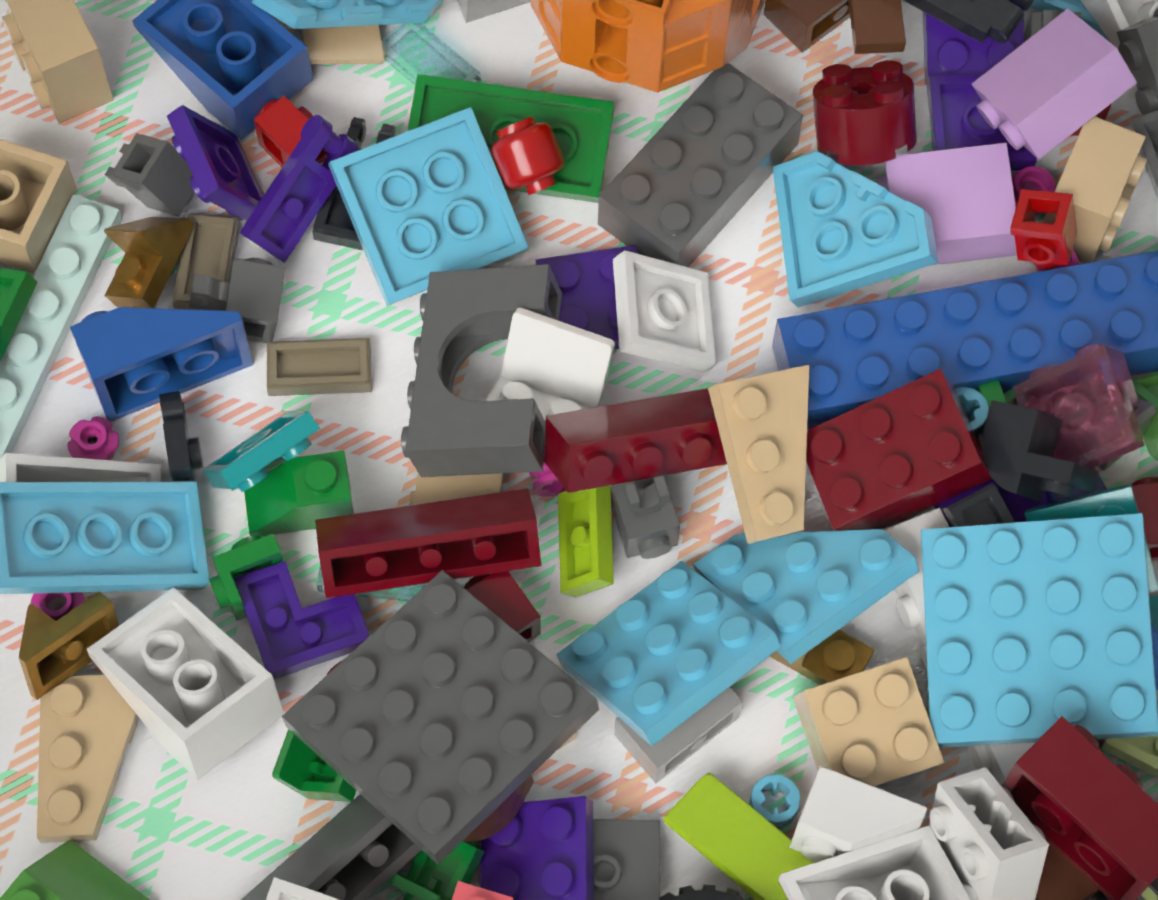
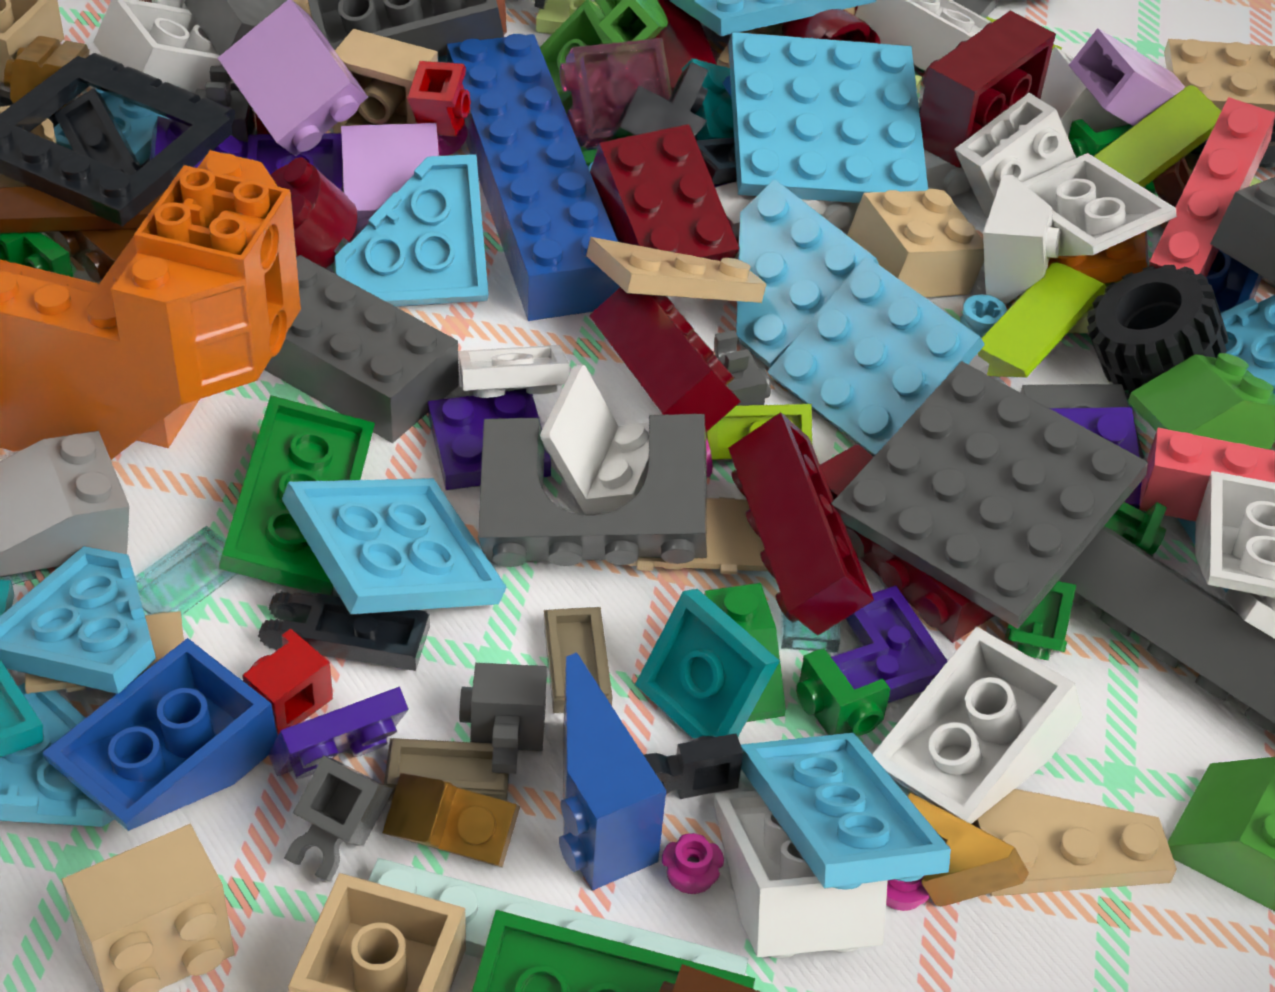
camera: 95 degrees left, 20 degrees down
(297, 190) = (365, 657): dark purple plate -> none
(528, 155) = (338, 450): red head -> none

